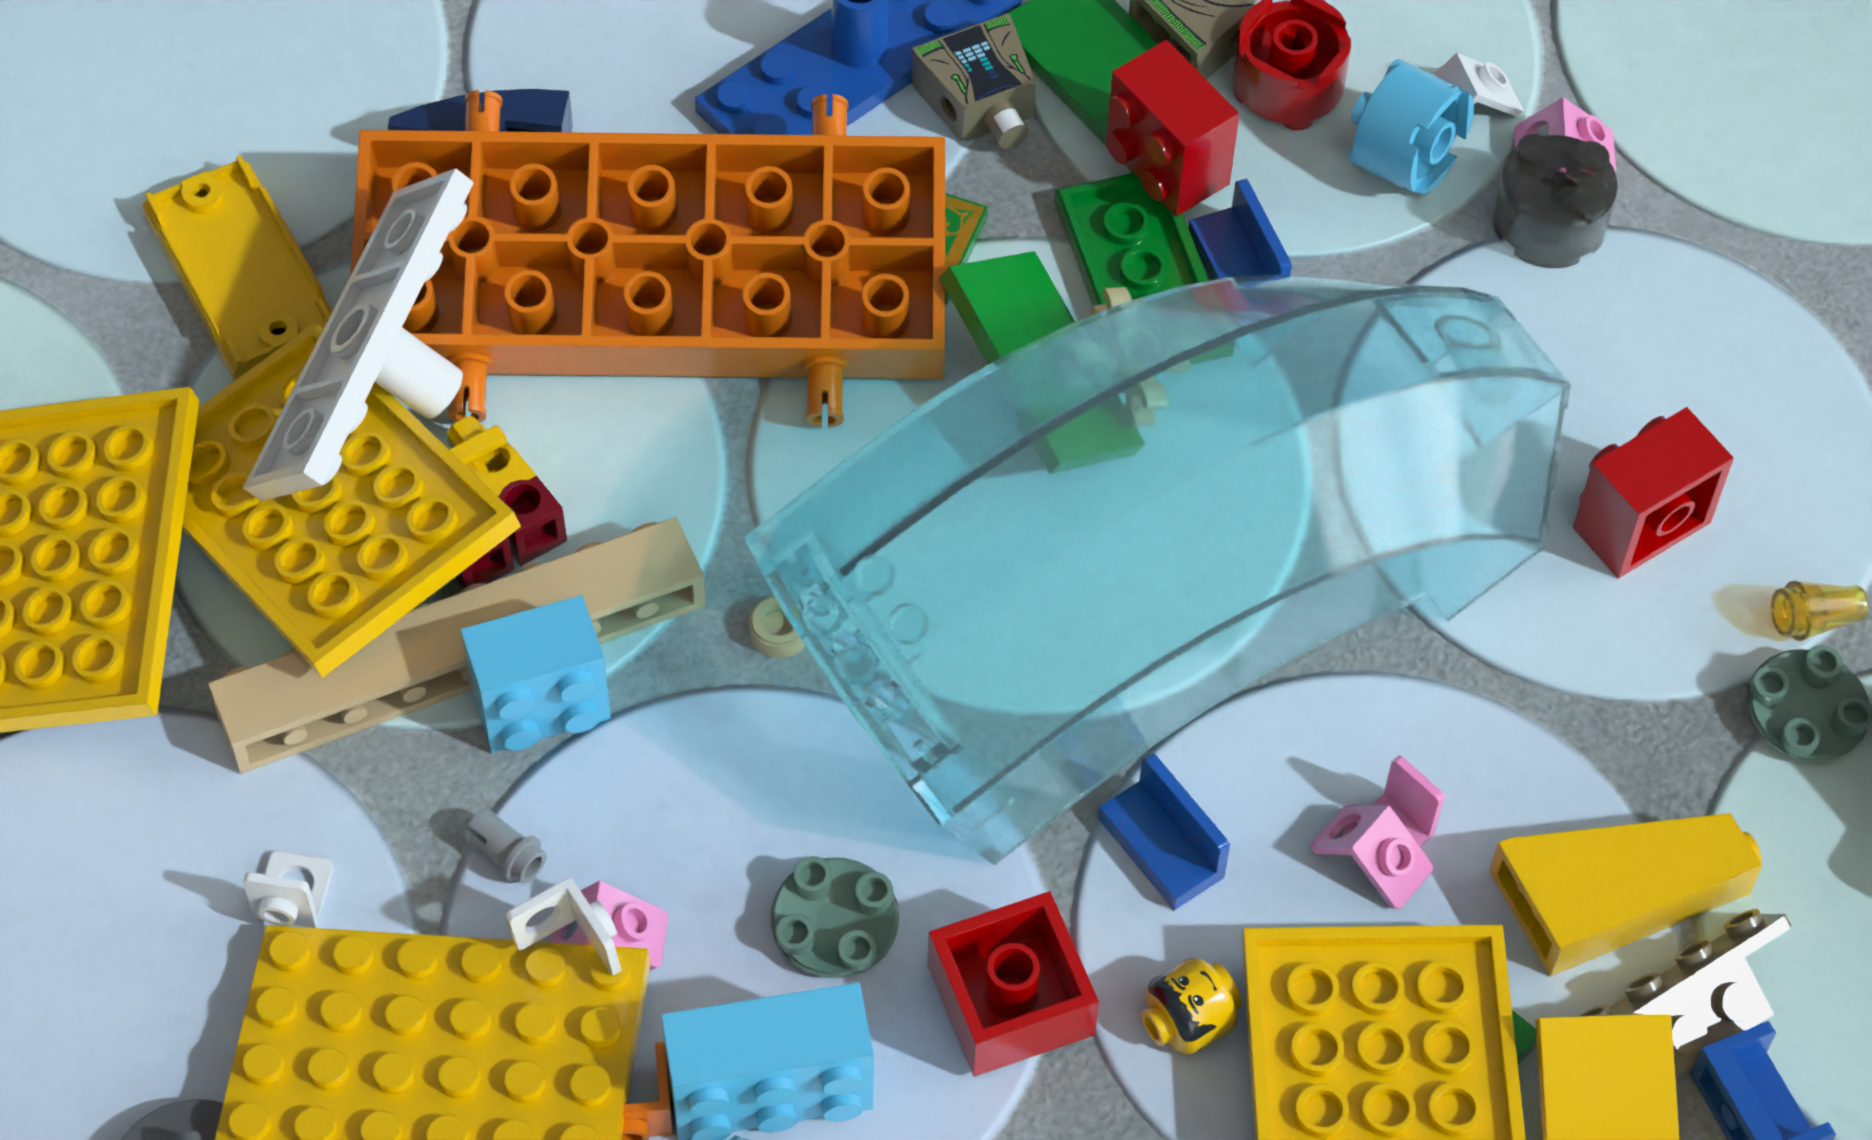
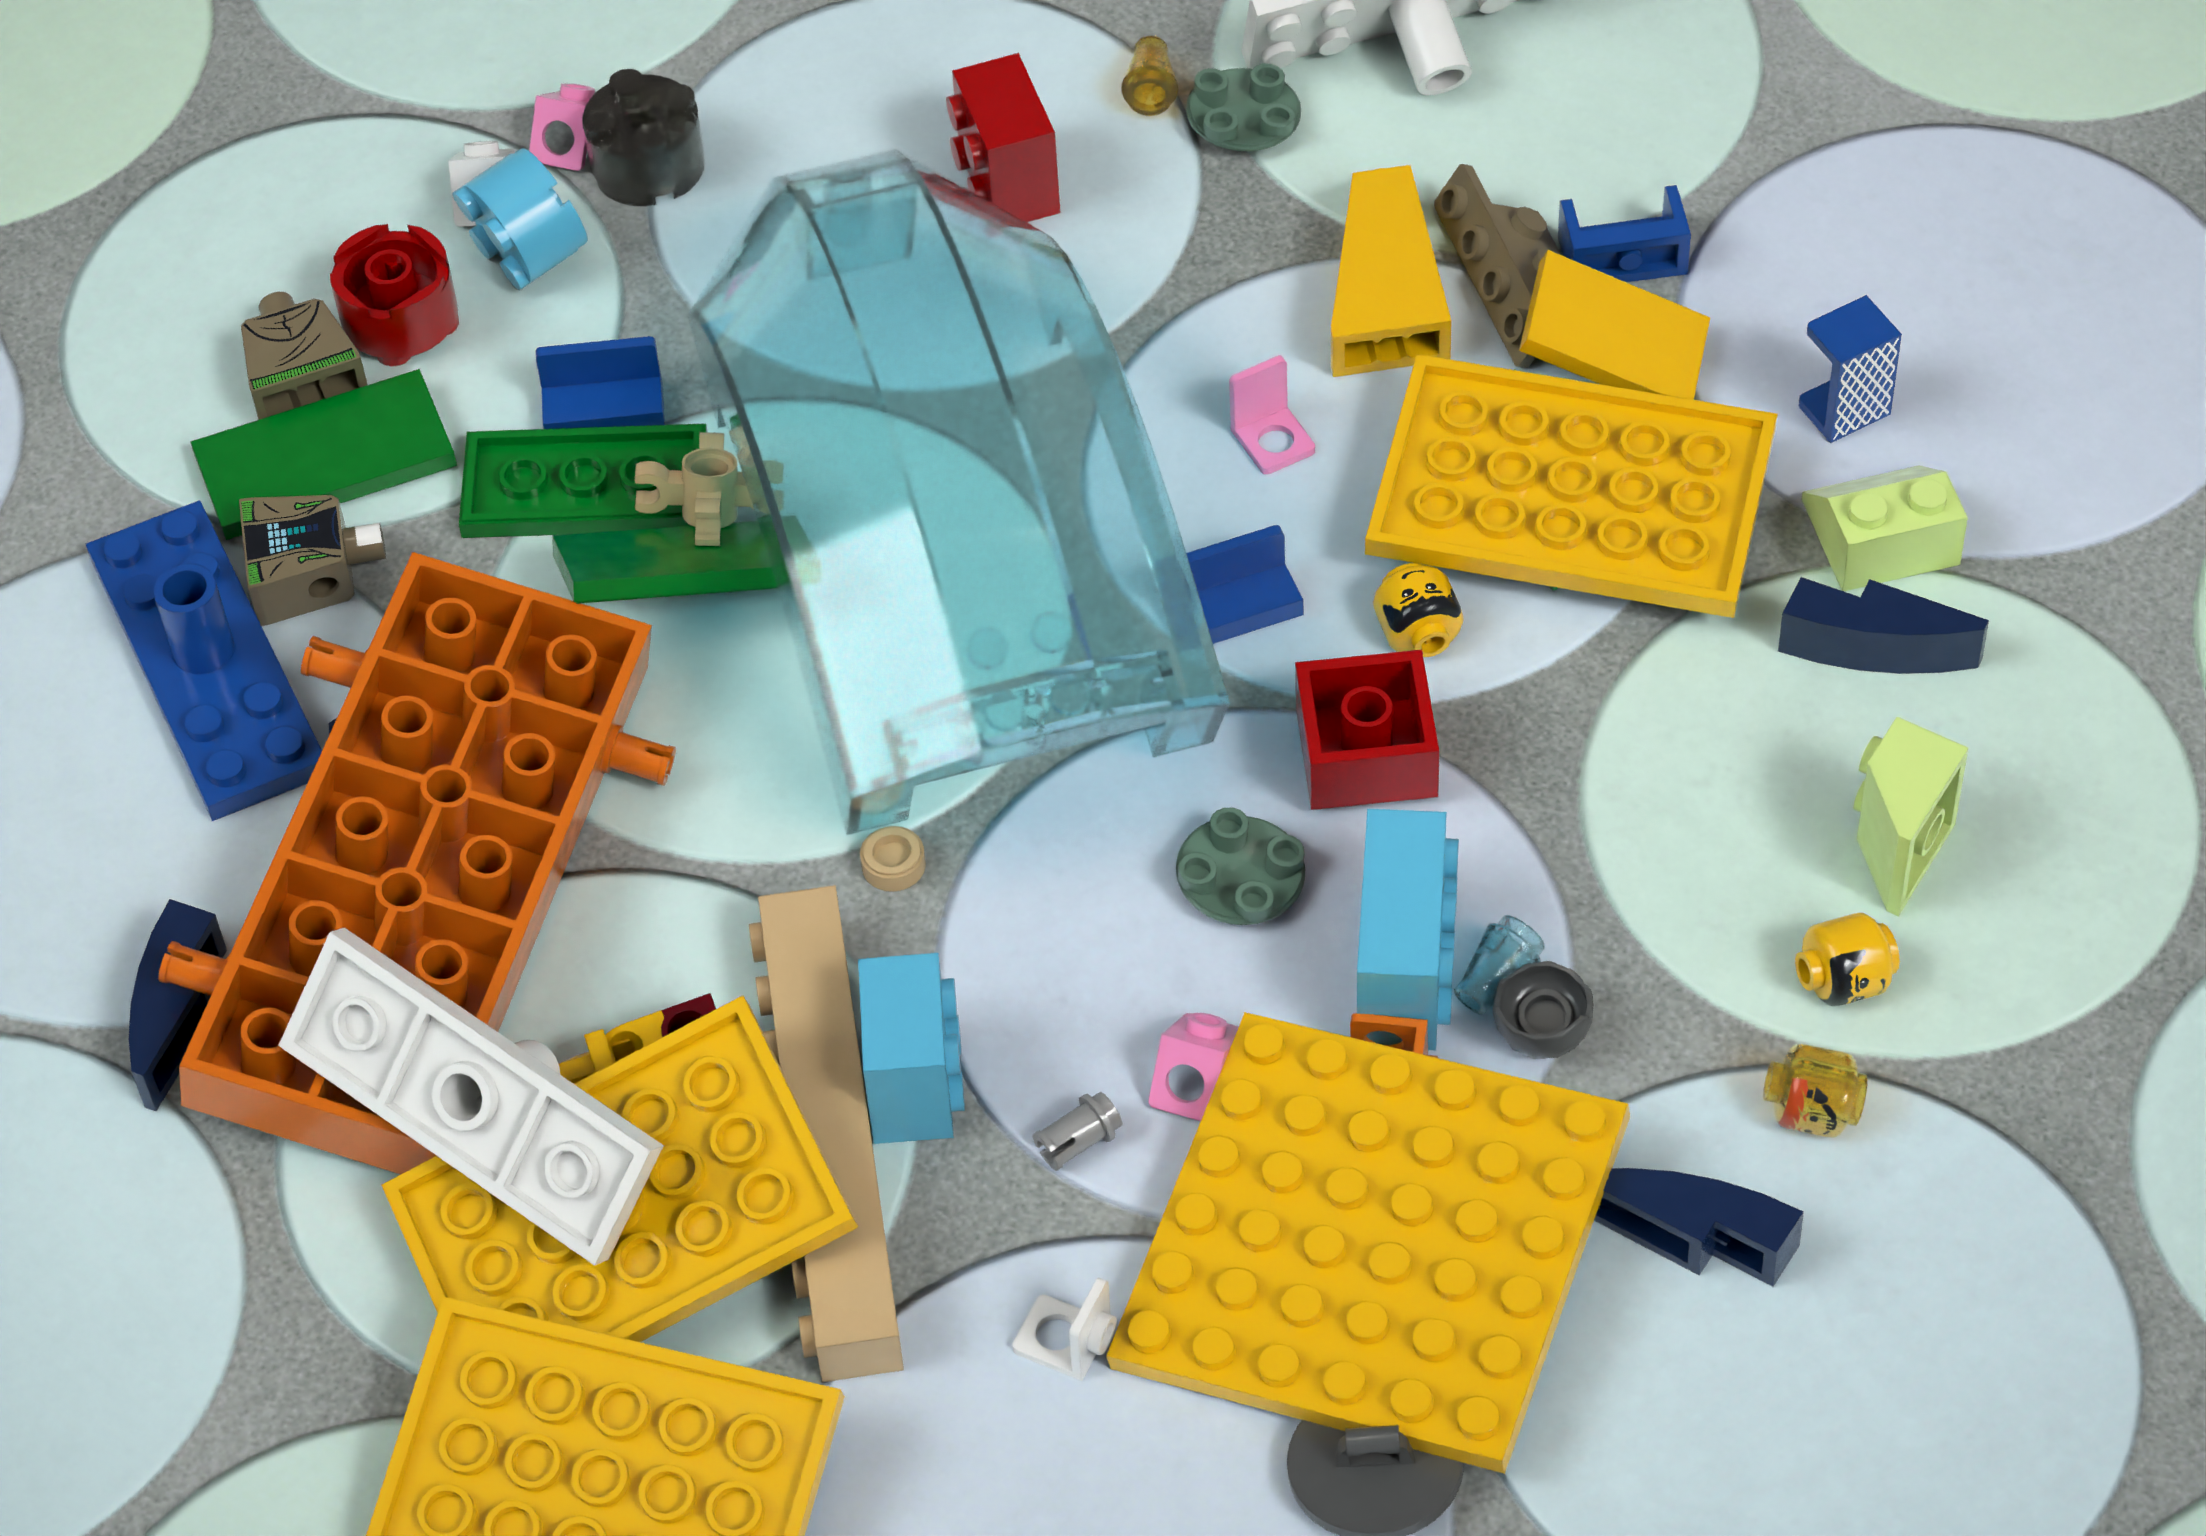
camera: 70 degrees left, 5 degrees down
(236, 262) = (251, 1272): yellow piece -> none
(569, 906) = (1223, 1032): white bracket -> none
(1171, 128) = (458, 386): red brick -> none
(1380, 849) = (1296, 434): bright pink bracket -> none

